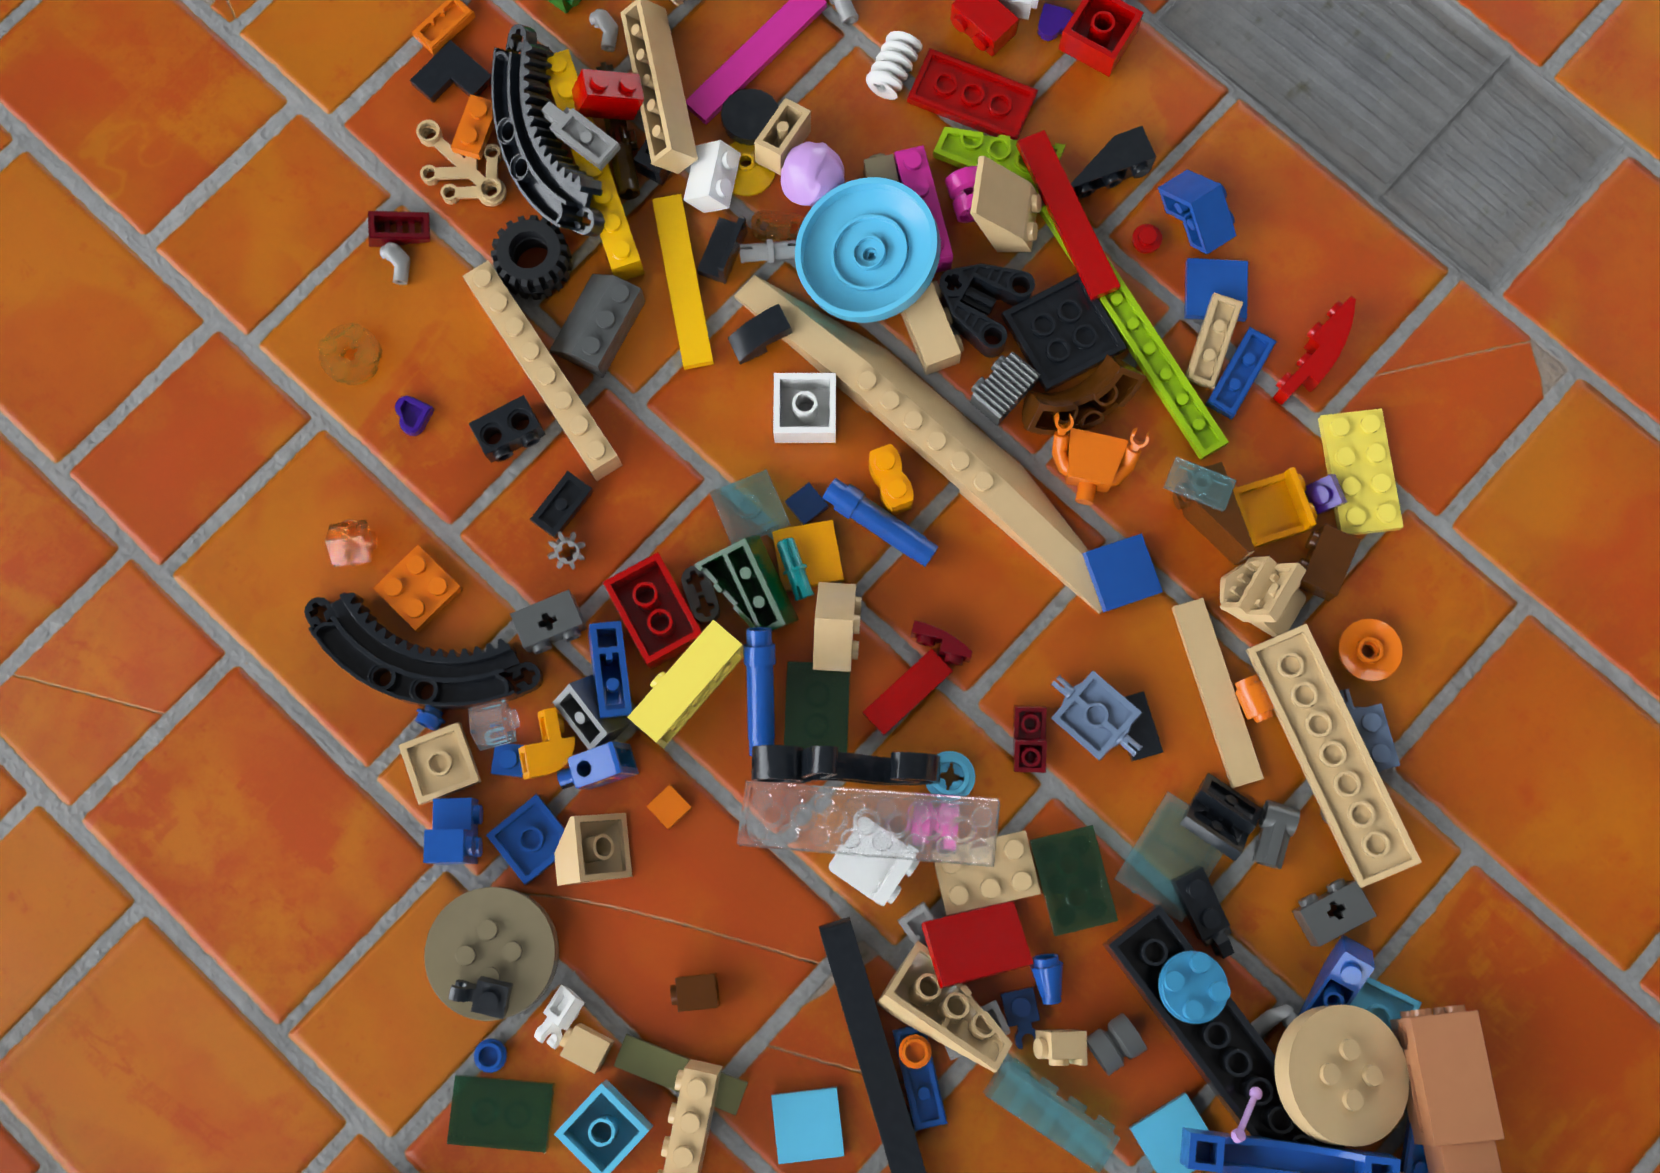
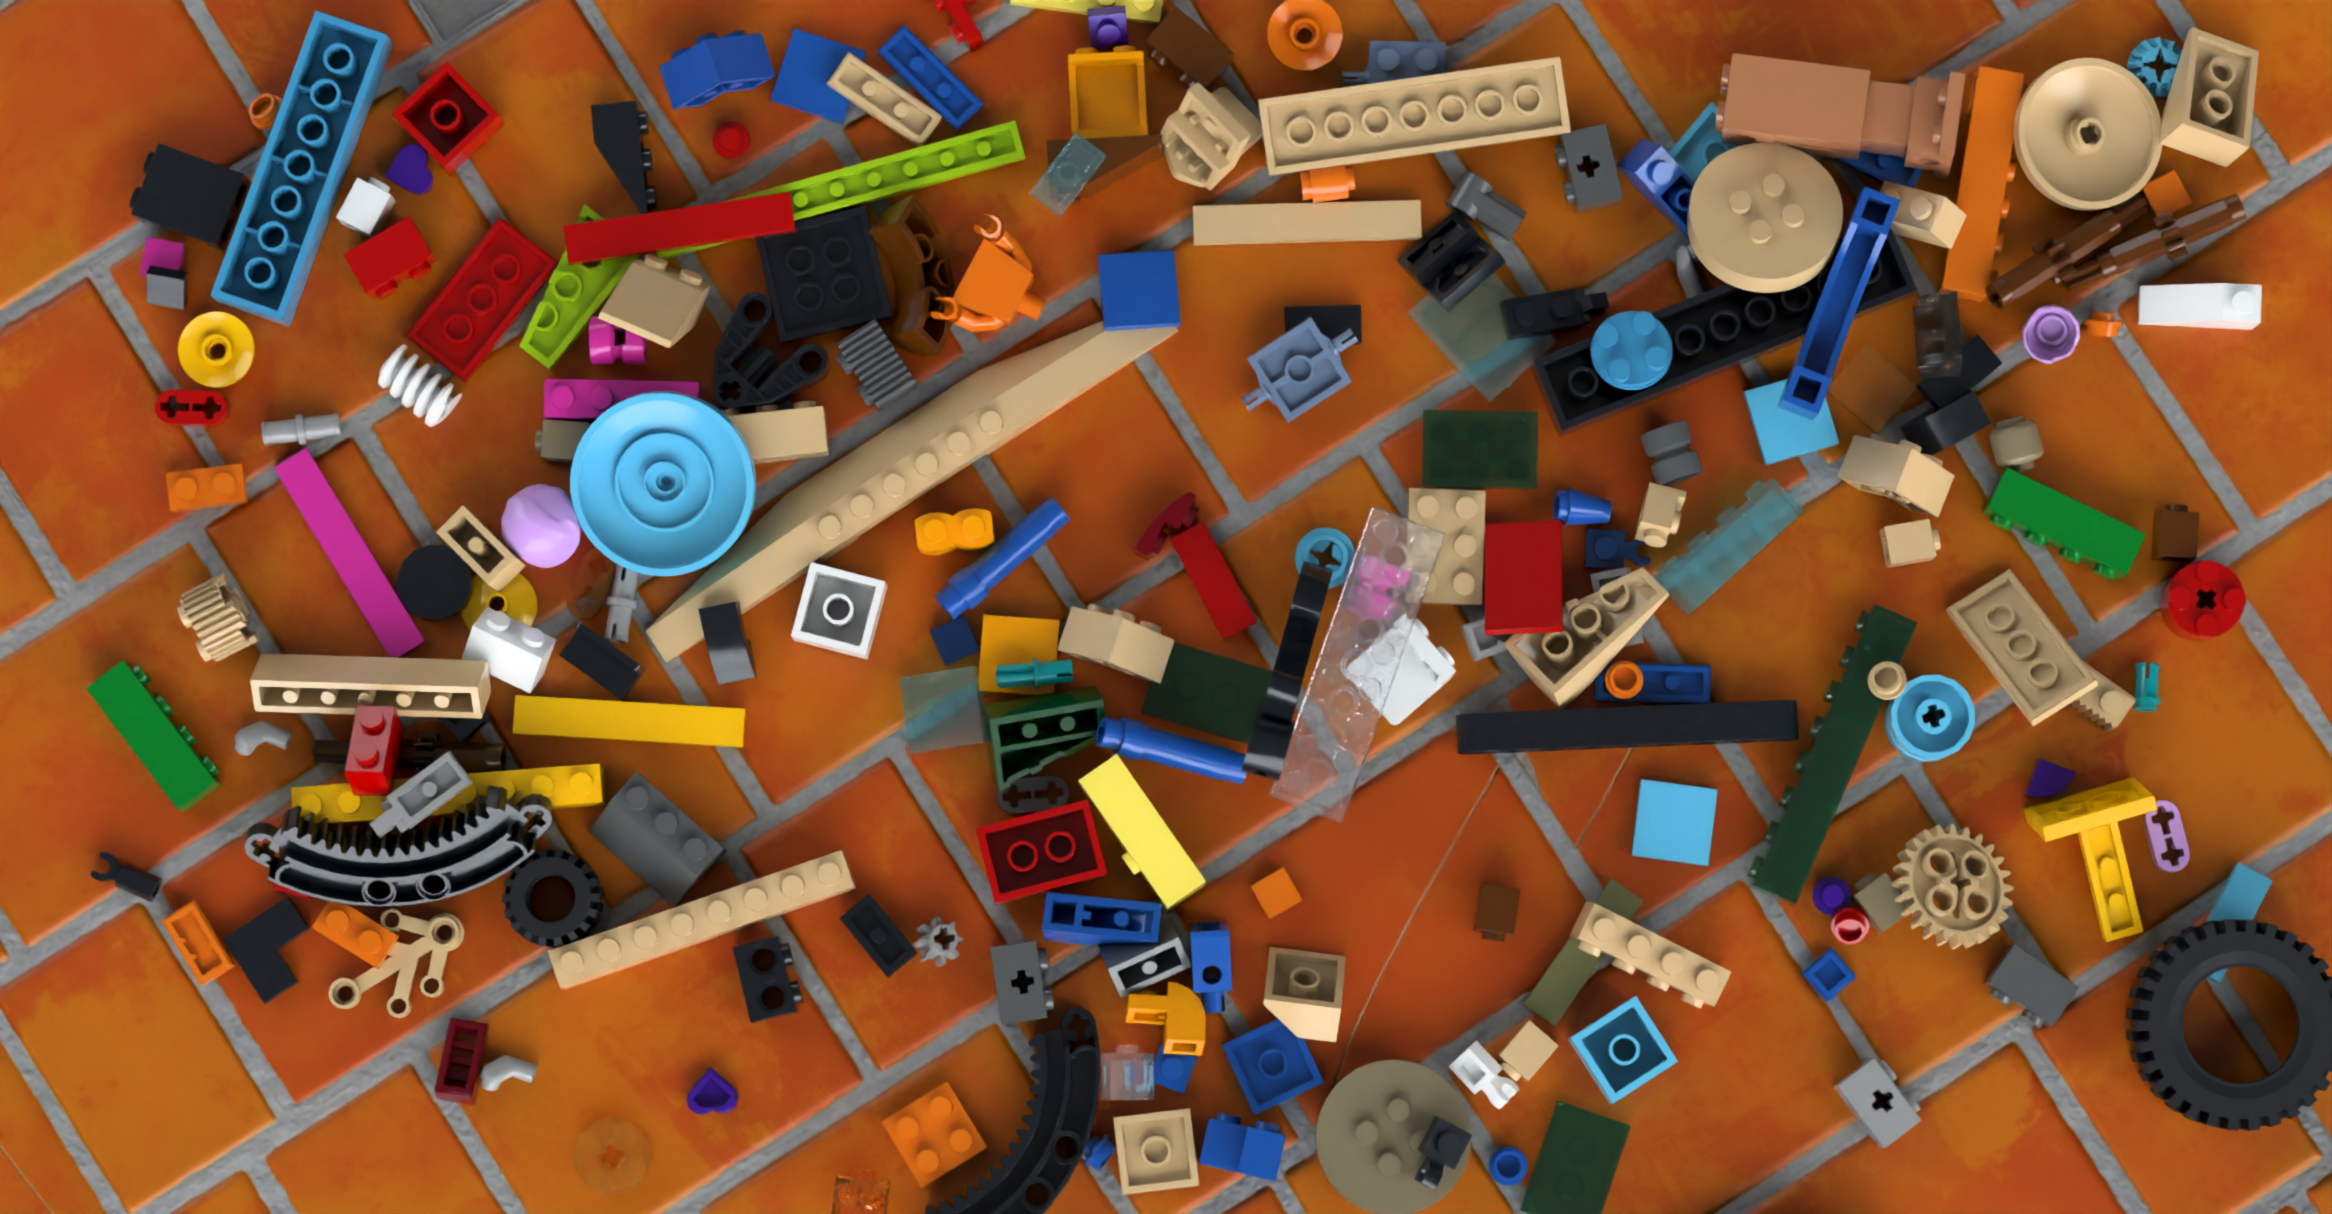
camera: 80 degrees left, 5 degrees up
(1029, 739) = (1305, 453): dark red slope -> none
(1238, 1134) = (1796, 348): lavender hinge -> none

